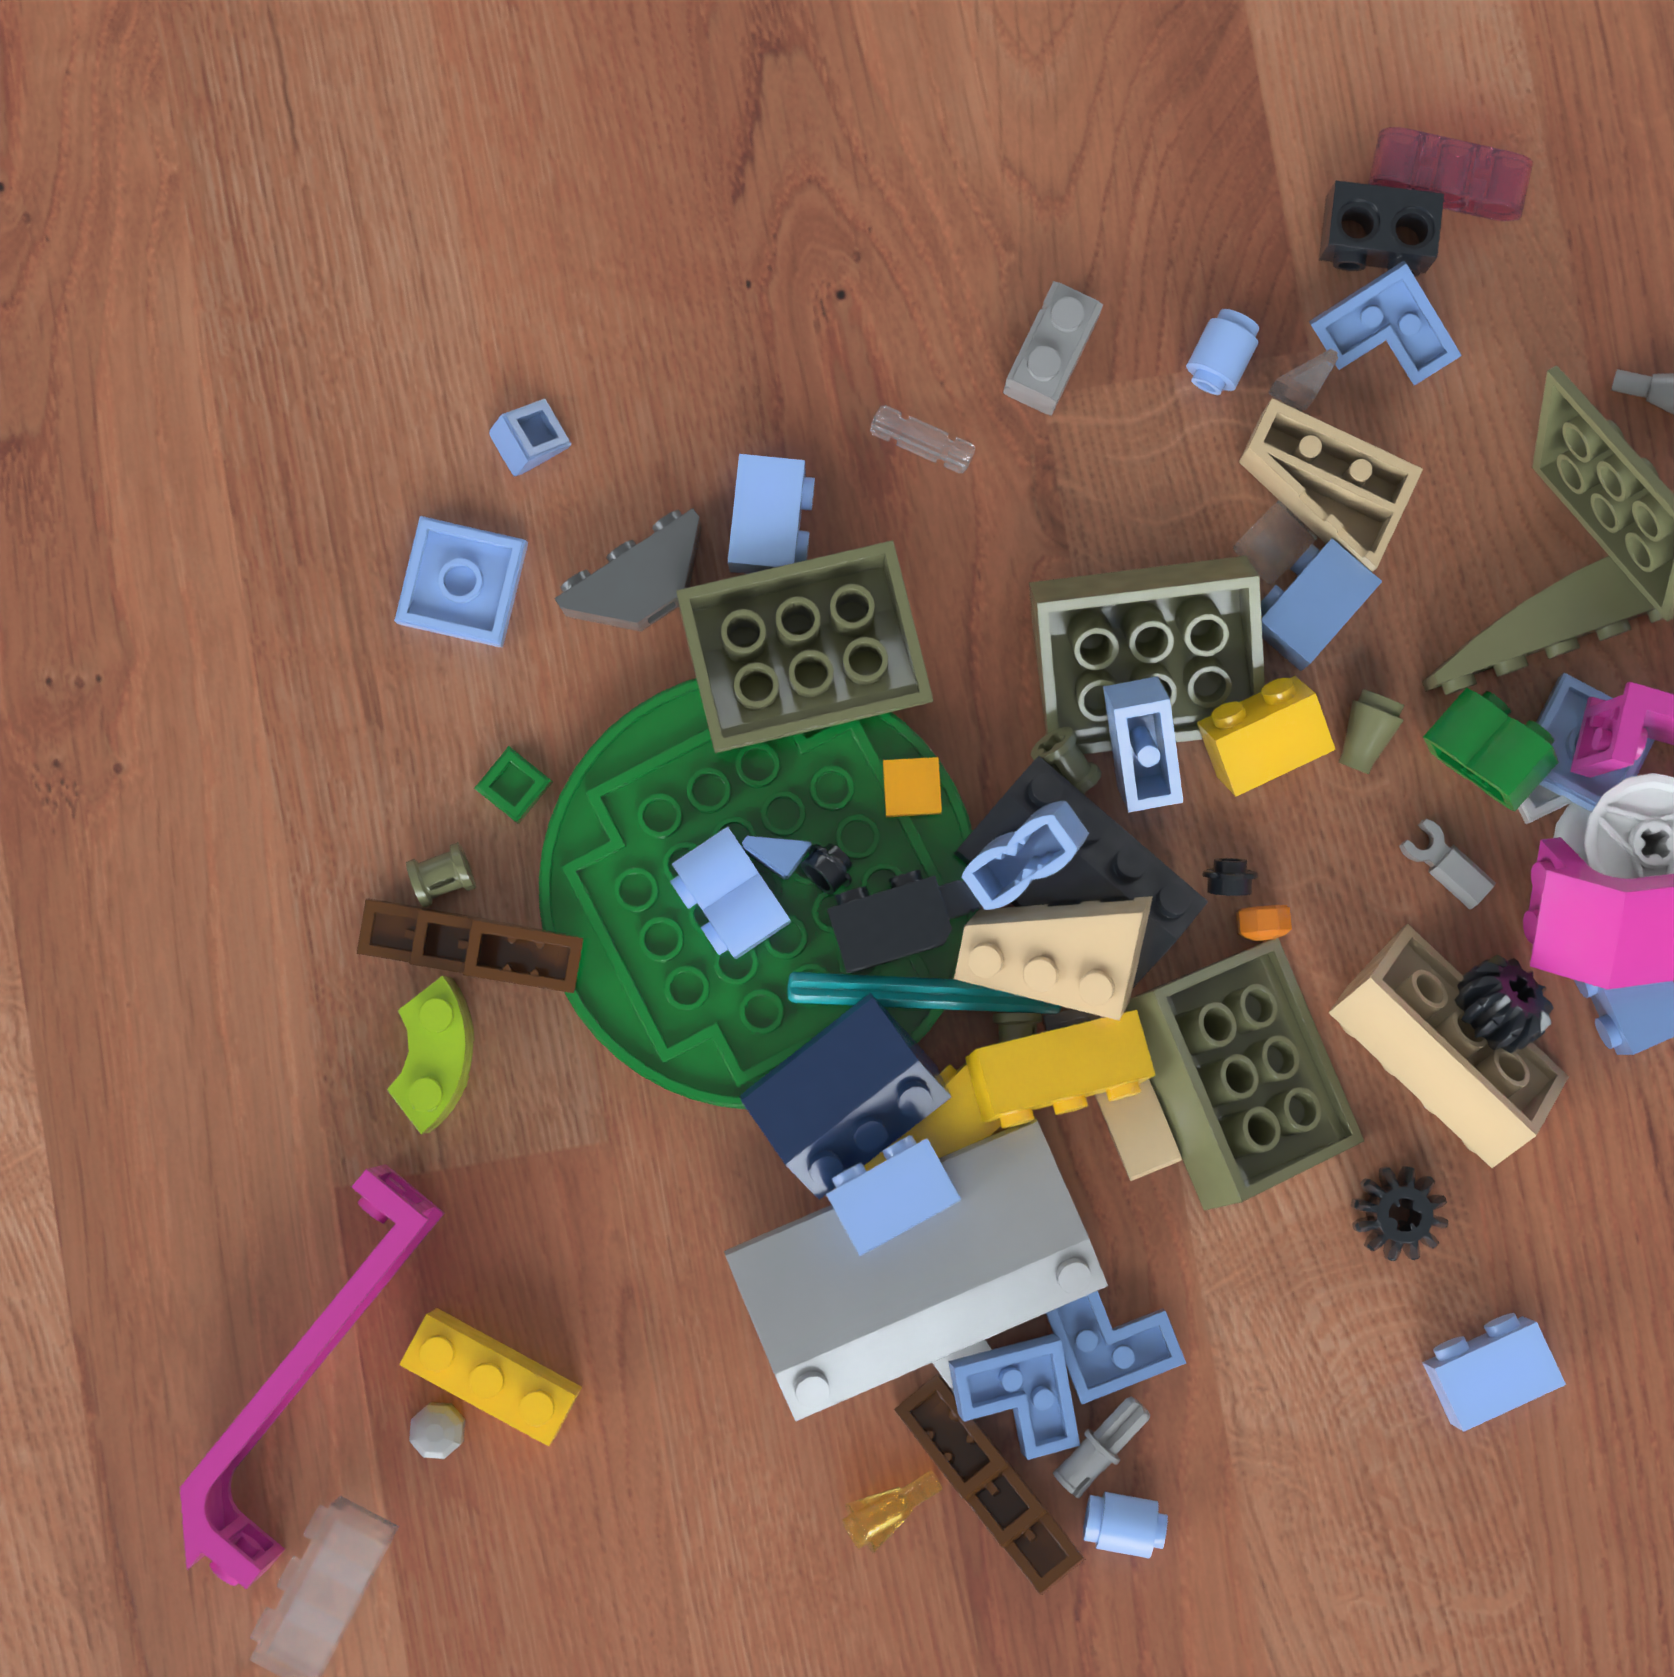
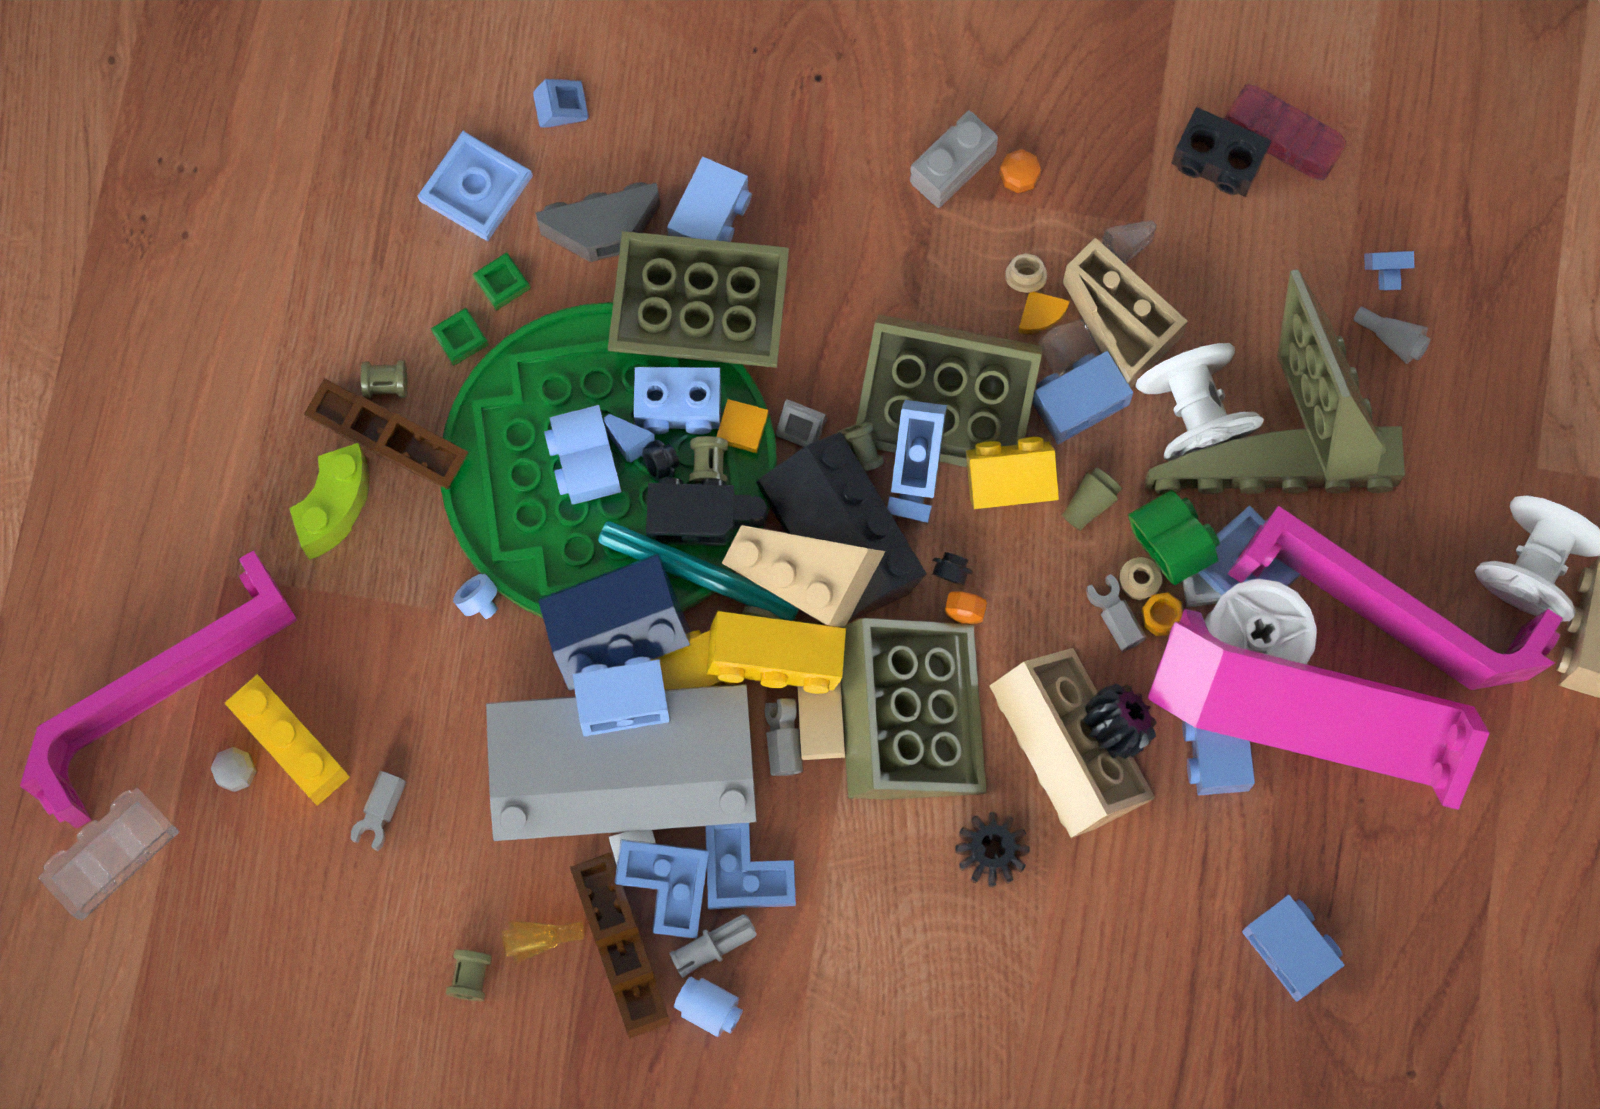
camera: 20 degrees right, 10 degrees down
(539, 695) = (501, 281): none -> green tile
(635, 1415) = (379, 808): none -> light grey bar
(657, 1113) = (477, 596): none -> light blue tile
(821, 783) = (677, 399): none -> light blue brick
(821, 1587) = (469, 975): none -> olive bush
(887, 849) = (708, 458): none -> olive bush
(922, 439) = (839, 193): clear axle -> none
(979, 755) = (800, 424): none -> light grey slope
(1030, 853) = (807, 483): light blue brick -> none
(1097, 1161) = (783, 738): none -> light grey bar
(1137, 334) = (1020, 171): none -> orange tile
(1154, 822) = (910, 507): none -> medium blue plate
(1192, 456) = (1026, 273): none -> tan plate
(1223, 352) = (1076, 201): light blue brick -> none
(1225, 510) = (1041, 312): none -> light orange tile
(1390, 311) = (1210, 212): medium blue plate -> none
(1445, 810) = (1134, 589): none -> tan plate
(1471, 569) = (1198, 399): none -> white piece
(1492, 1371) = (1021, 987): light blue brick -> none
(1504, 846) = (1161, 613): none -> light orange tile
(1636, 307) = (1389, 267): none -> medium blue tile

